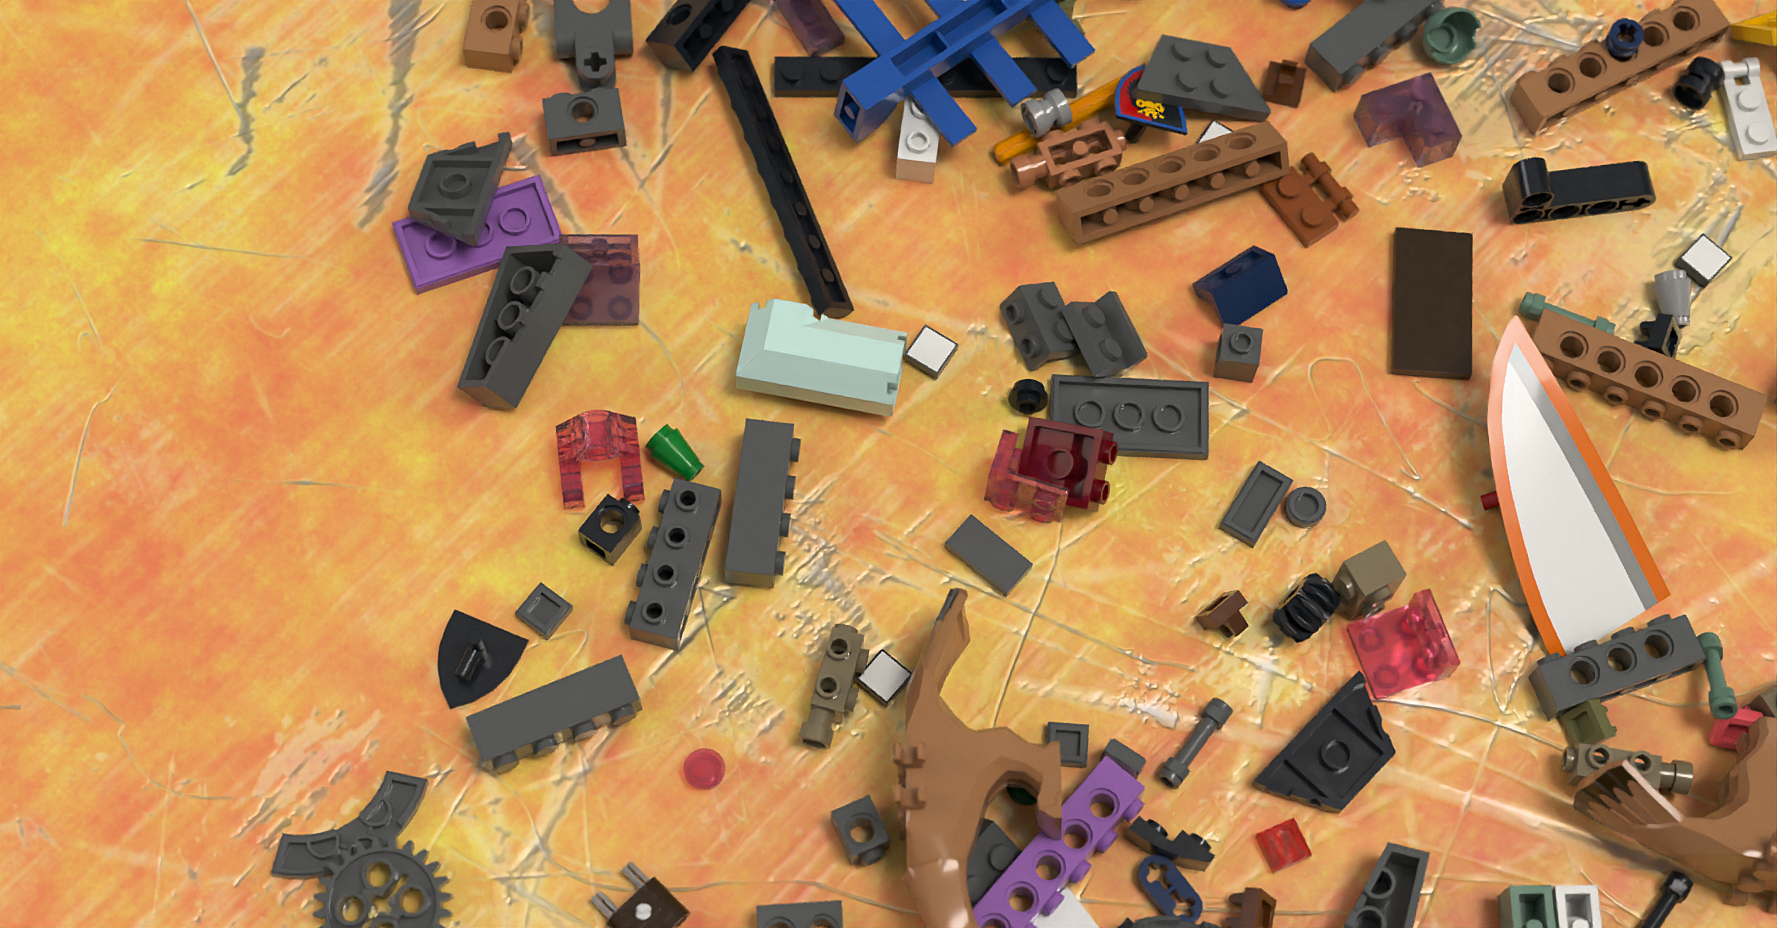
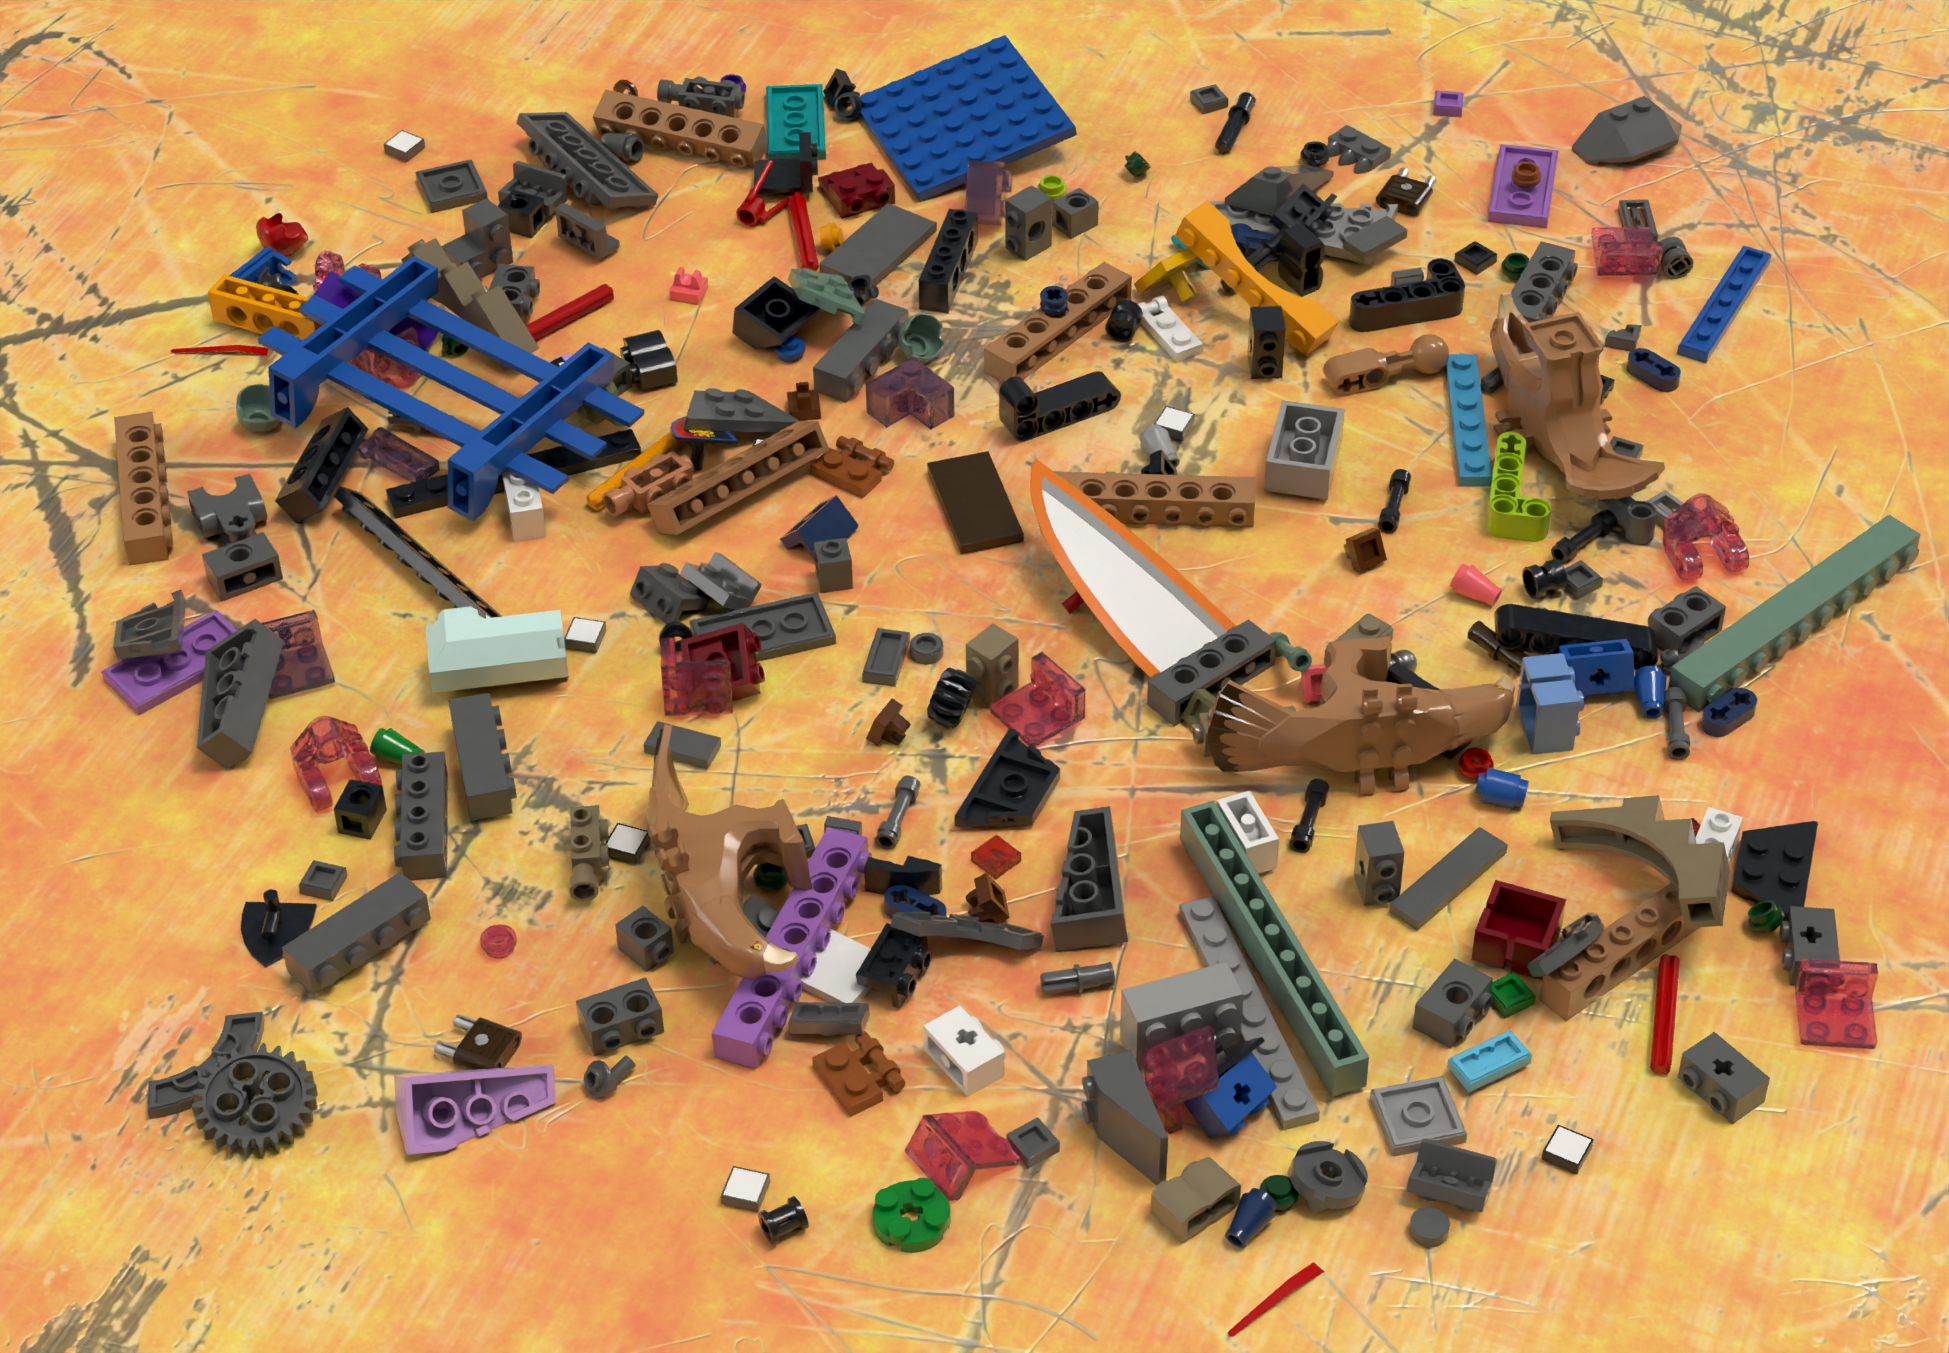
camera: 15 degrees left, 25 degrees down
(1043, 114) = (619, 459): light grey wheel -> none

